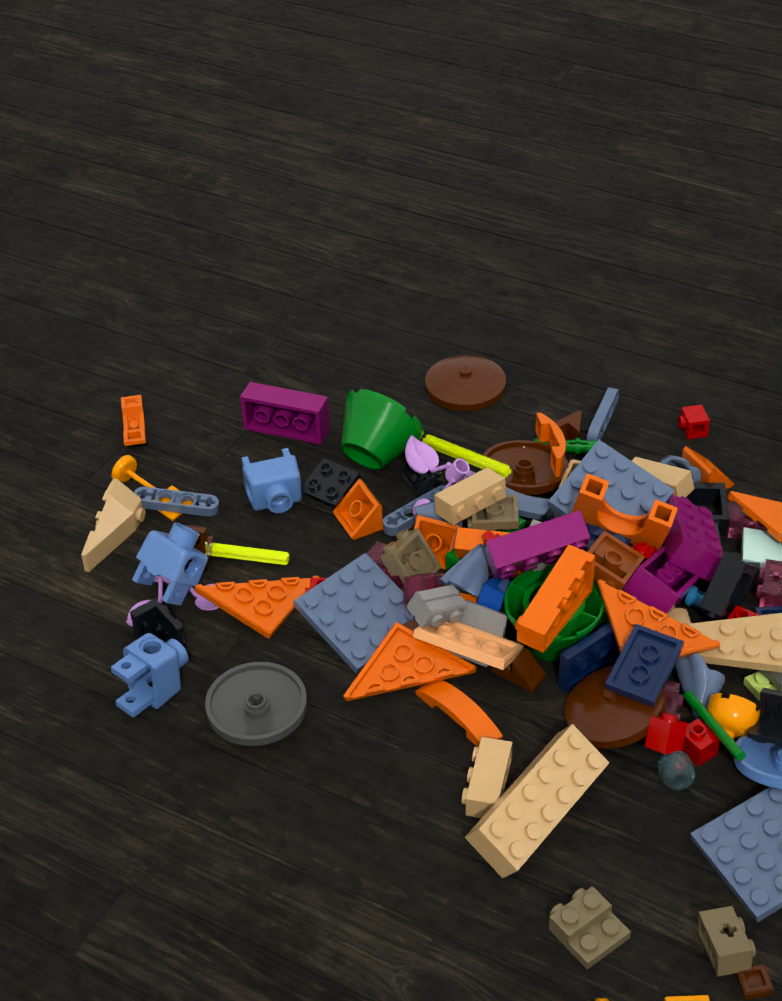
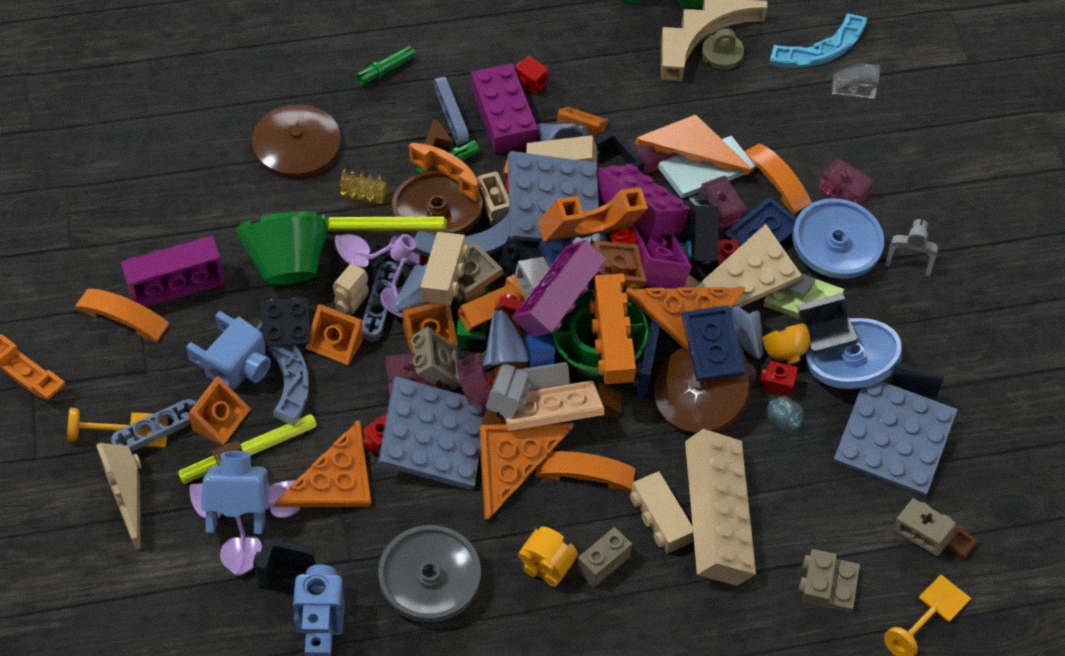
camera: 45 degrees left, 15 degrees up
(225, 512) = (218, 412): none -> orange slope
(234, 426) = (125, 311): none -> orange slope
(303, 524) = (295, 382): none -> sand blue tile
(355, 746) = (547, 555): none -> light orange brick
(397, 485) = (350, 289): none -> tan brick
(404, 779) = (604, 557): none -> dark tan brick
(482, 429) = (363, 187): none -> clear yellow piece
(584, 365) = (378, 69): none -> green pin
(648, 428) = (503, 108): none -> magenta brick
(666, 733) = (762, 390): red brick -> none
(715, 727) = (788, 360): green bar -> none

